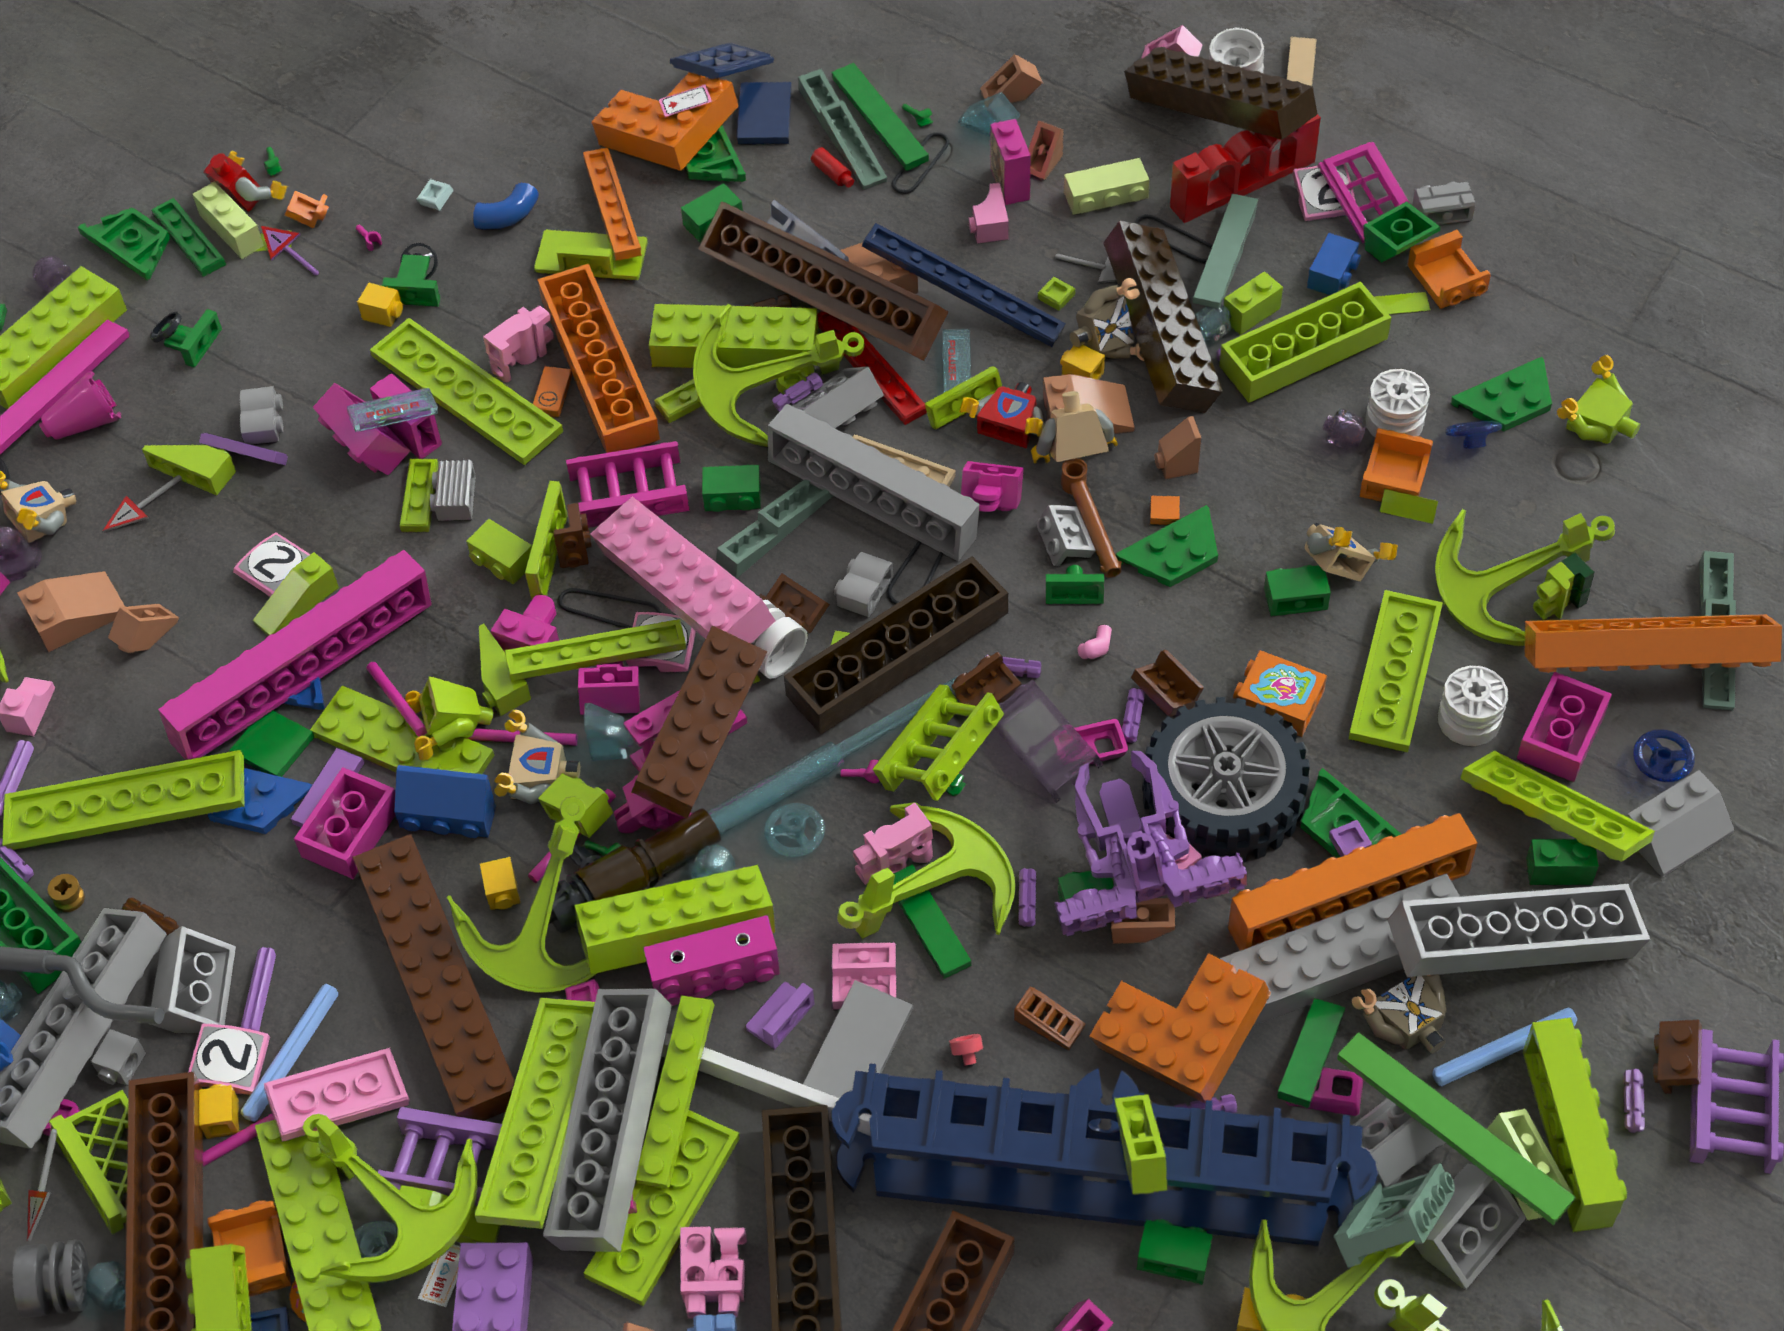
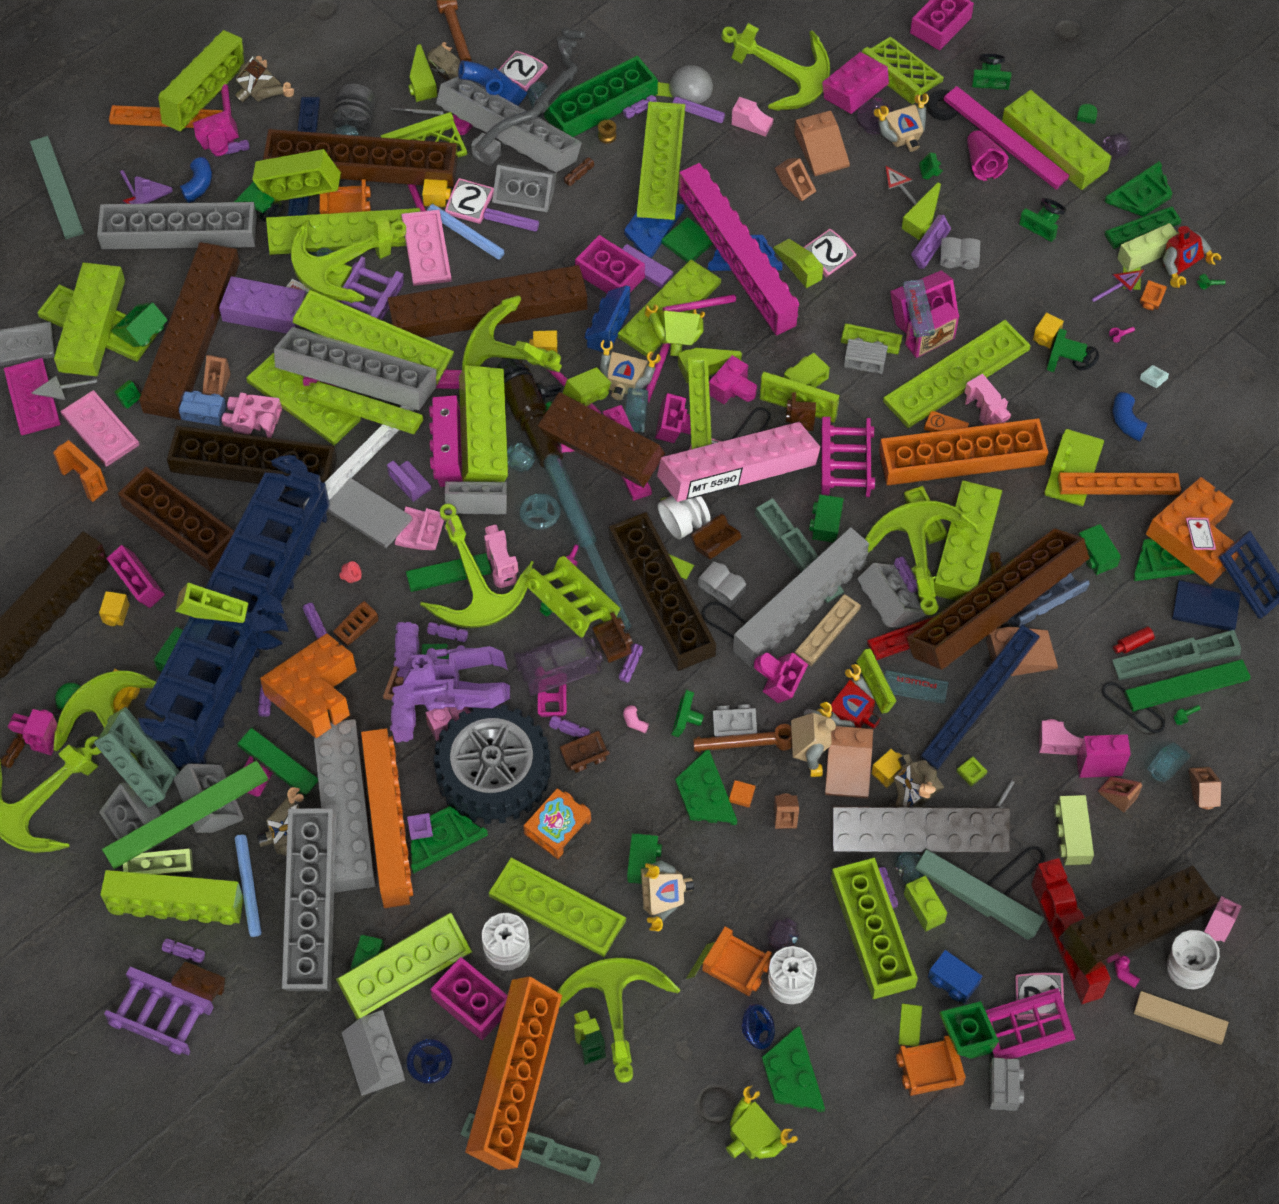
camera: 100 degrees right, 5 degrees up
(105, 472) = (930, 166): none -> green tile
(800, 904) = (476, 497): none -> light grey brick
(1062, 1074) = (314, 620): none -> medium lavender axle

